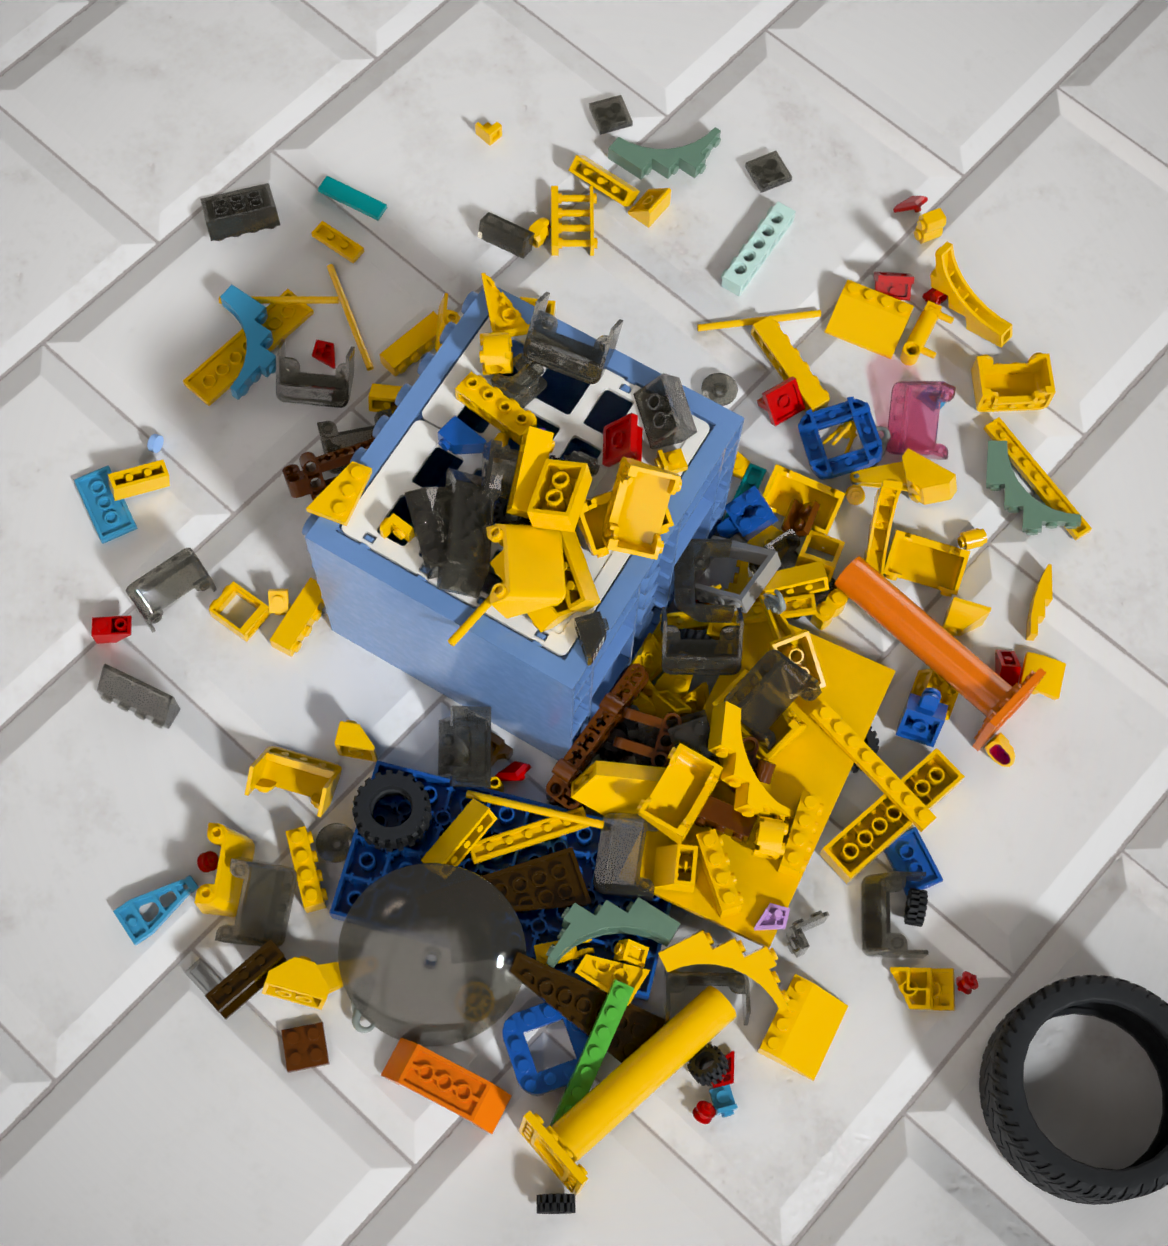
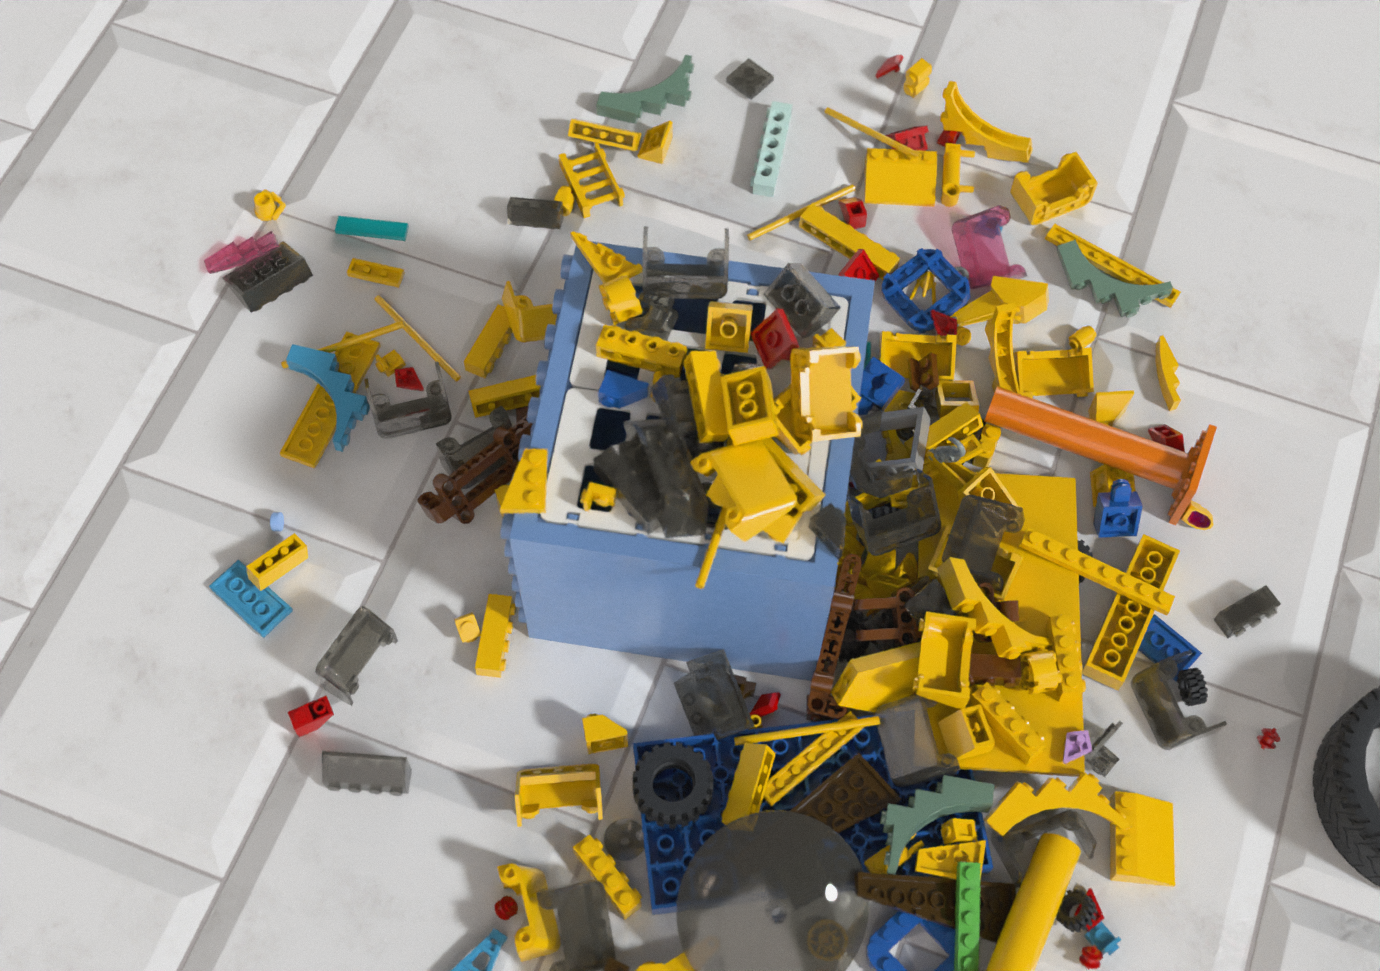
camera: 20 degrees left, 5 degrees down
(221, 182) = (236, 255): none -> clear pink slope
(252, 623) = (450, 658): yellow window -> none
(266, 143) = (265, 206): none -> yellow piece
(315, 331) = (389, 363): none -> yellow bracket
(489, 132) = (476, 128): yellow panel -> none
(585, 413) = (728, 327): none -> yellow slope
(610, 114) = (583, 75): clear smoke plate -> none
(807, 338) = (853, 212): none -> red slope
(841, 478) = (944, 324): none -> red piece
(863, 270) = (873, 133): none -> yellow piece
(926, 987) = (1234, 757): yellow slope -> none
(1005, 859) = (1247, 612): none -> clear smoke brick
(1052, 681) = (1191, 430): yellow slope -> none

